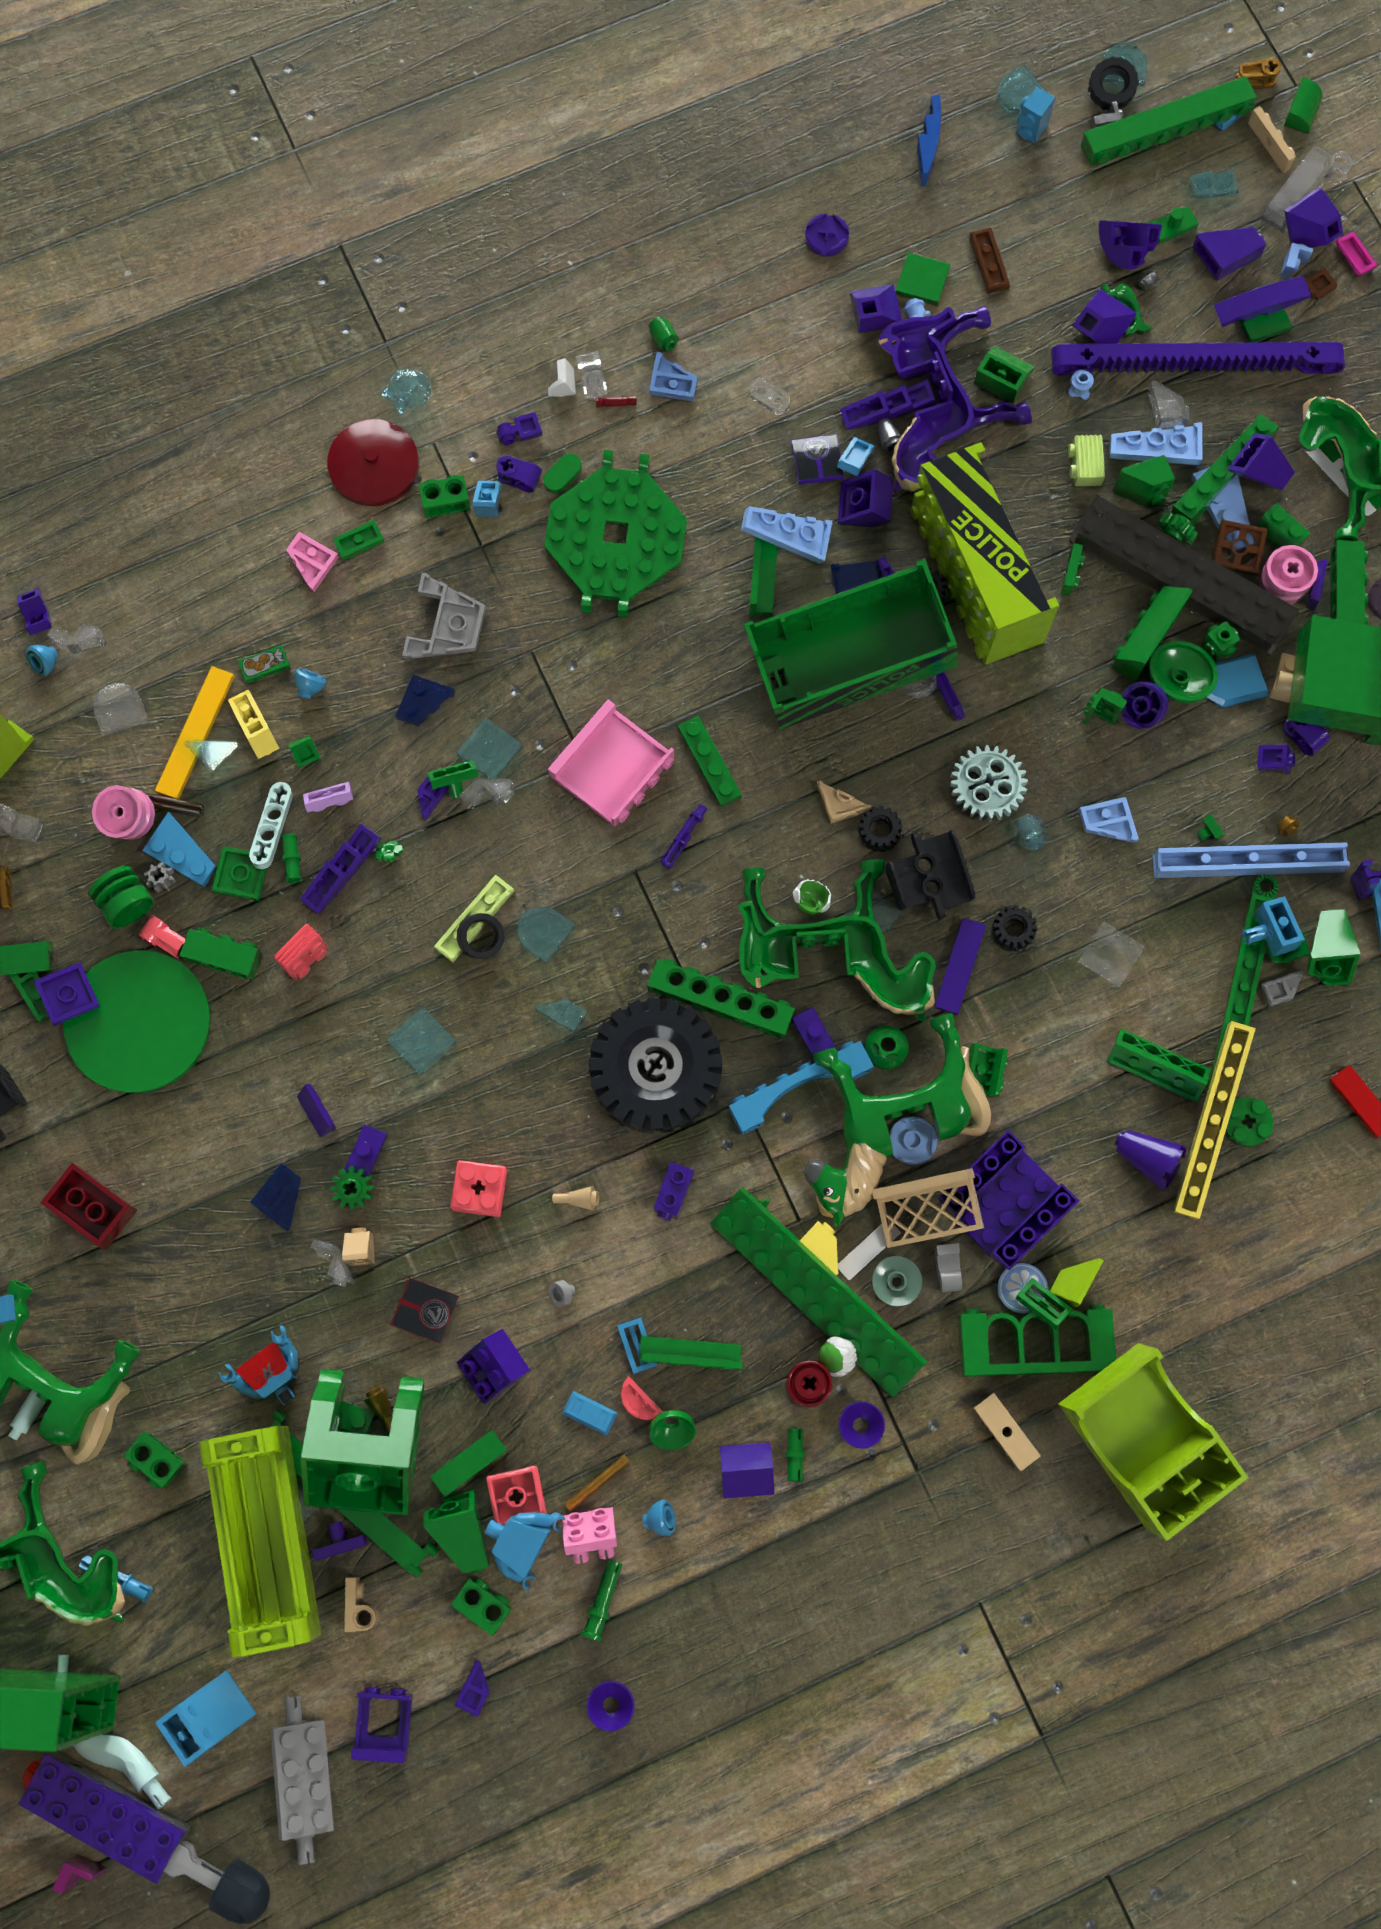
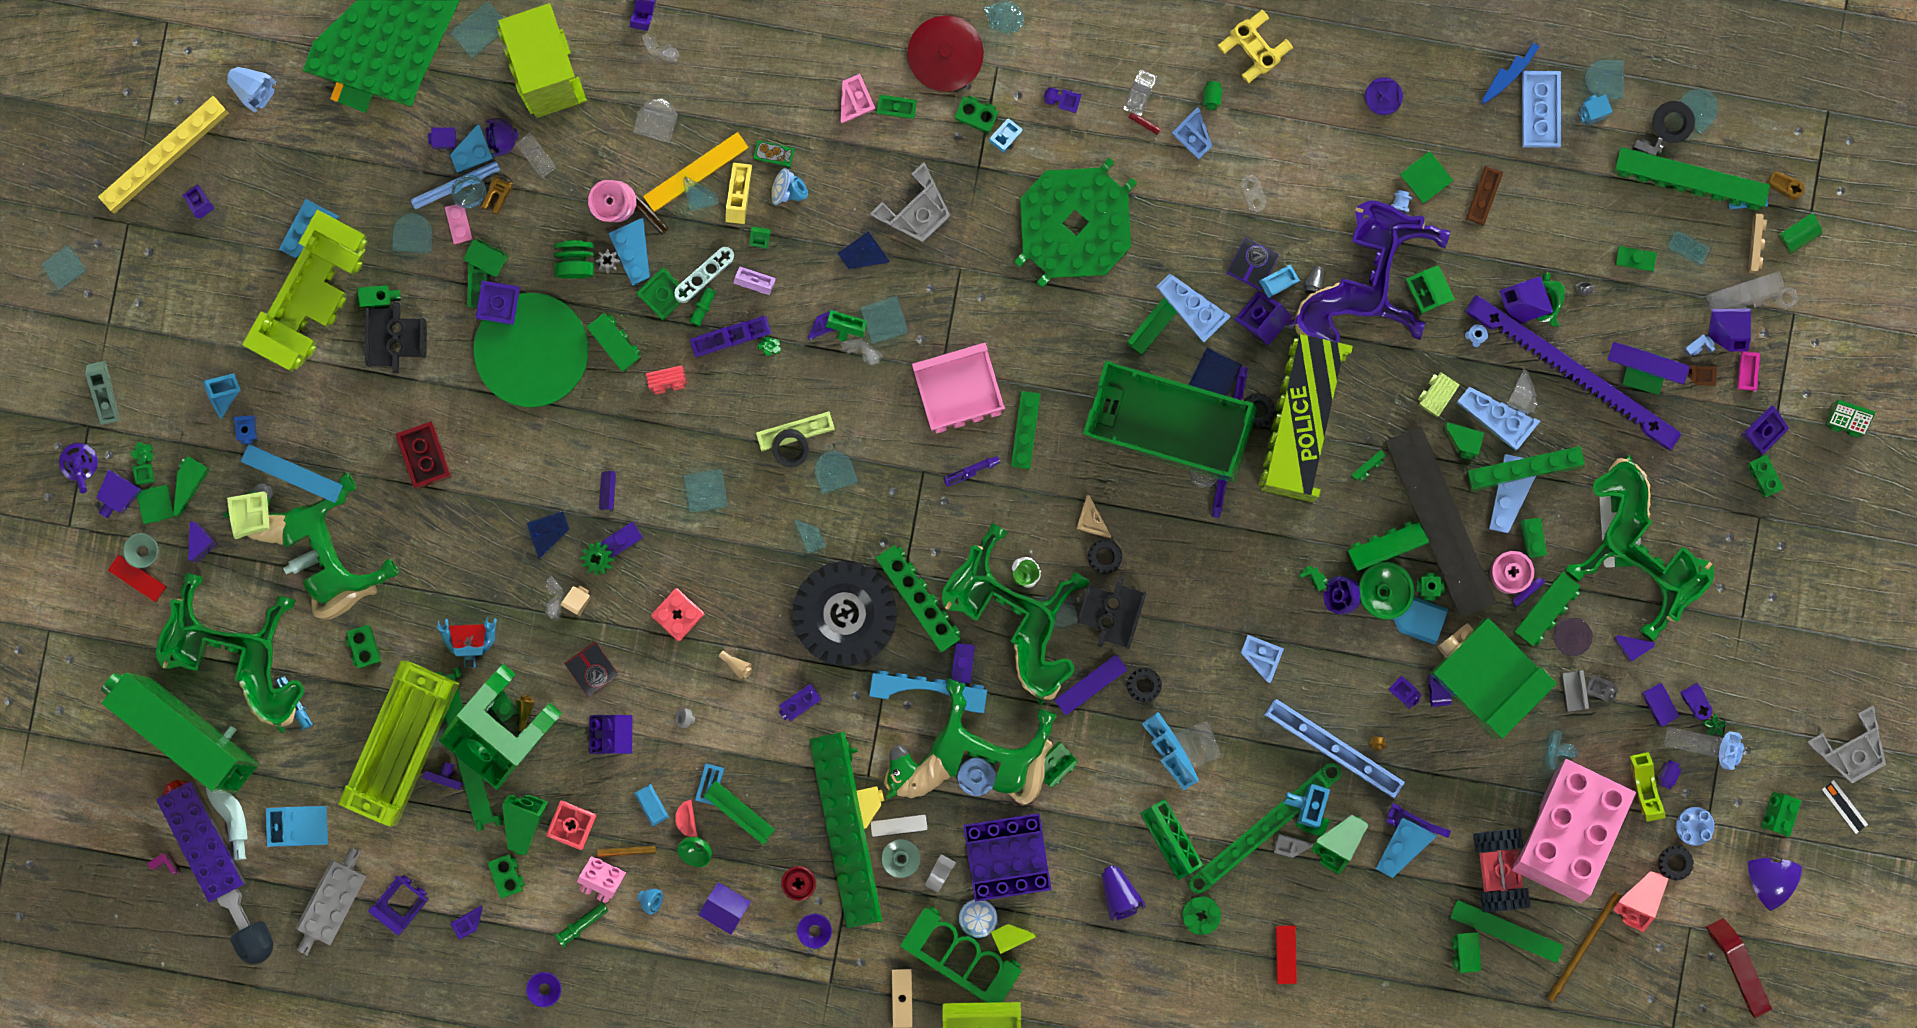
camera: 35 degrees right, 10 degrees up
(41, 659) = (627, 48): dark azure brick -> none
(159, 934) = (582, 301): coral piece -> none
(291, 686) = (780, 186): none -> light blue dish
(353, 1592) = (432, 814): tan plate -> none
(468, 1463) = (555, 783): green tile -> none
(518, 474) = (1041, 136): dark purple piece -> none
(521, 1543) = (555, 855): dark azure torso -> none
(562, 473) = (1070, 152): green tile -> none
(566, 380) = (1119, 84): white tile -> none
(671, 265) = (1255, 46): none -> light yellow piece
(795, 1455) = (760, 920): green pin -> none
(838, 1356) = (829, 878): hair -> none
(875, 308) = (1376, 178): dark purple slope -> none
(881, 1058) = (1004, 715): green piece -> none
(887, 405) = (1331, 257): dark purple slope -> none
(924, 1186) = (955, 810): tan fence -> none
(981, 764) = (1194, 592): light aqua gear -> none
(982, 154) = (1541, 109): none -> light blue tile
(1031, 832) = (1202, 628): clear light blue head -> none
(1053, 1299) = (992, 951): green tile -> none
(1091, 974) = (1171, 750): none -> dark azure slope
(1128, 241) = (1591, 251): dark purple brick -> none
(1178, 528) = (1460, 488): green gear -> none
(1211, 829) = (1325, 710): green tile -> none
(1213, 1120) = (1175, 899): light yellow brick -> none
(1228, 249) = (1659, 307): dark purple slope -> none
(1257, 533) = (1473, 530): reddish brown piece -> none
(1263, 463) = (1550, 484): dark purple slope -> none

